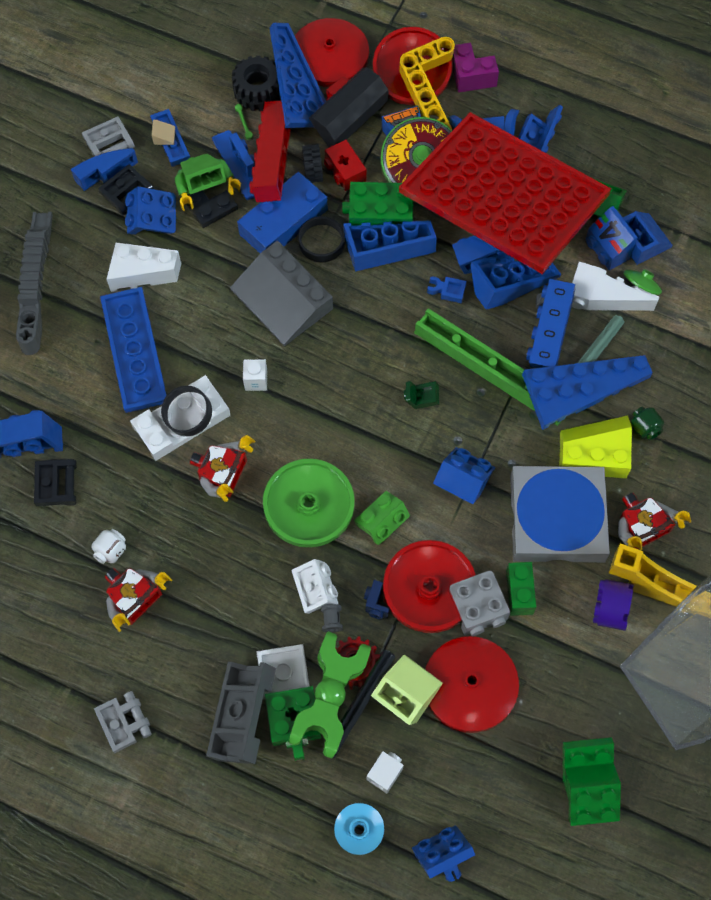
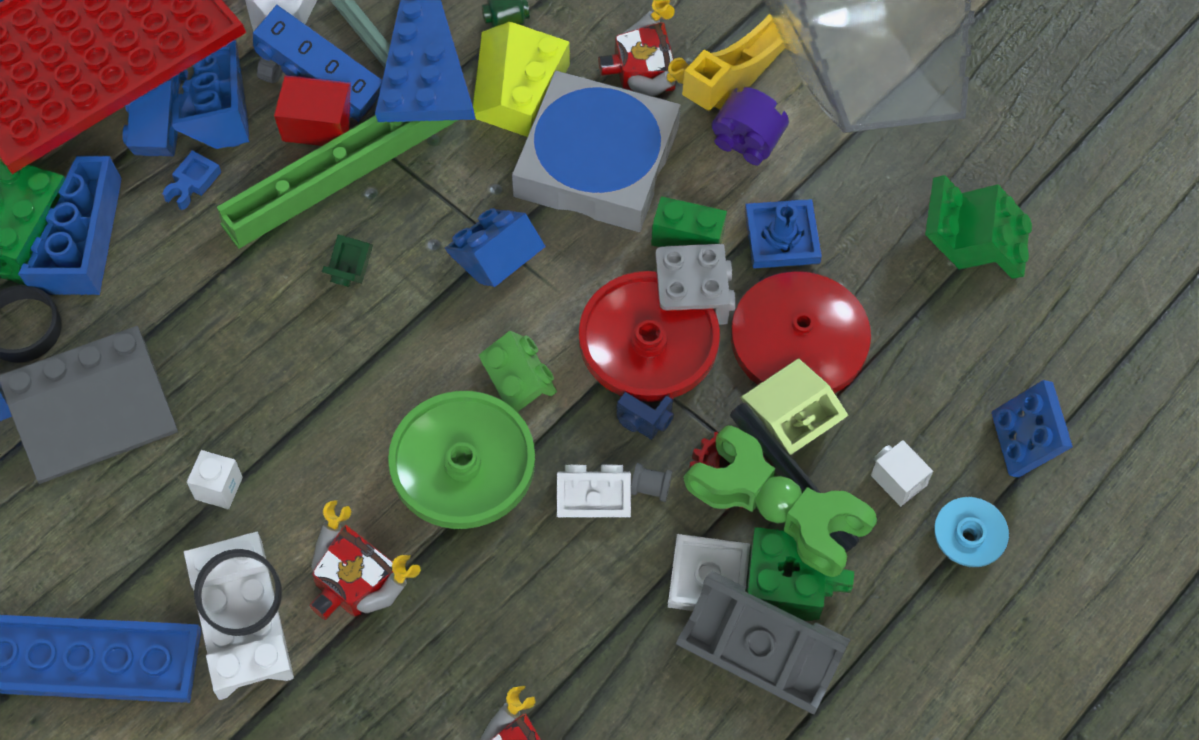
camera: 75 degrees left, 5 degrees down
(518, 334) = (312, 110): none -> red slope
(546, 639) = (779, 225): none -> blue plate

